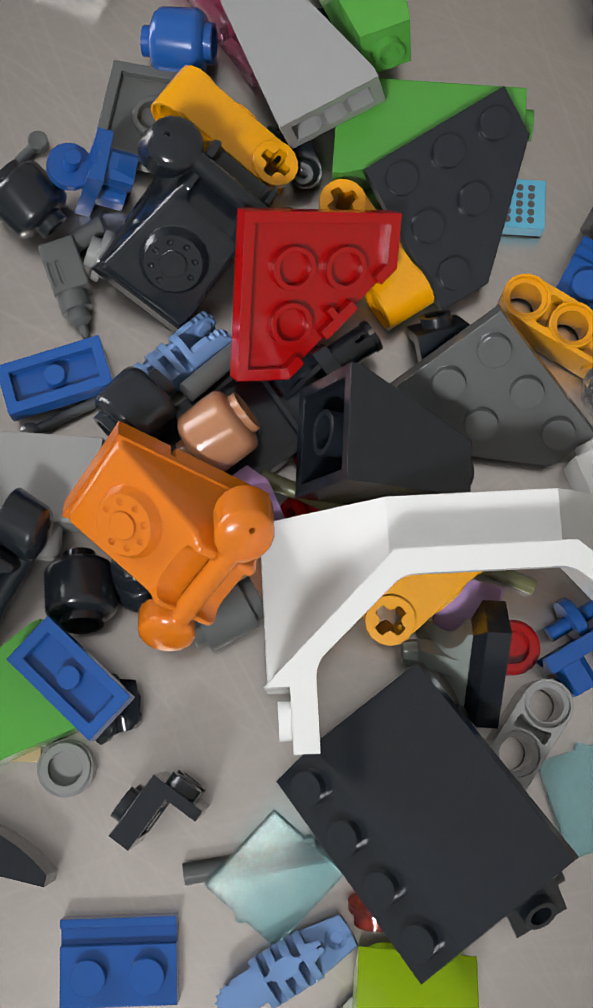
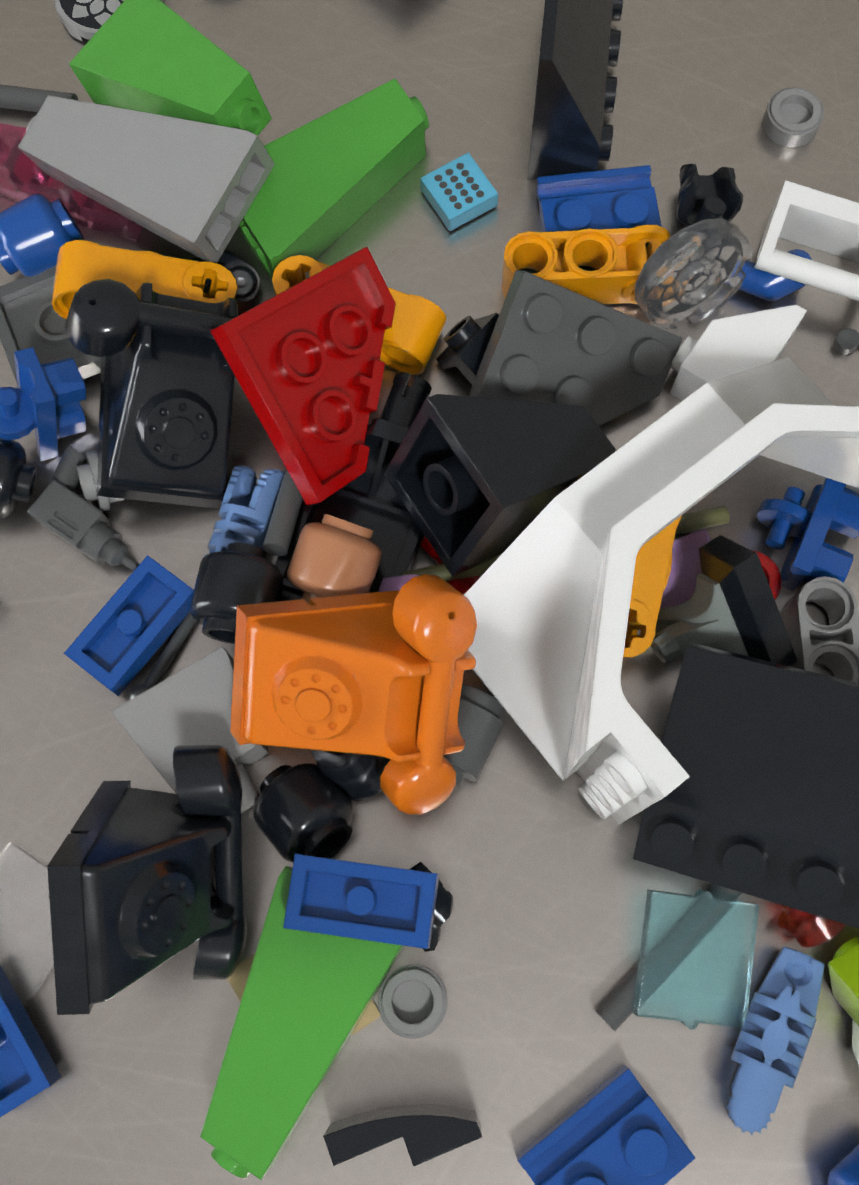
camera: 30 degrees left, 5 degrees down
(144, 805) = (525, 980): black bracket -> none
(455, 193) = (401, 203): black plate -> none

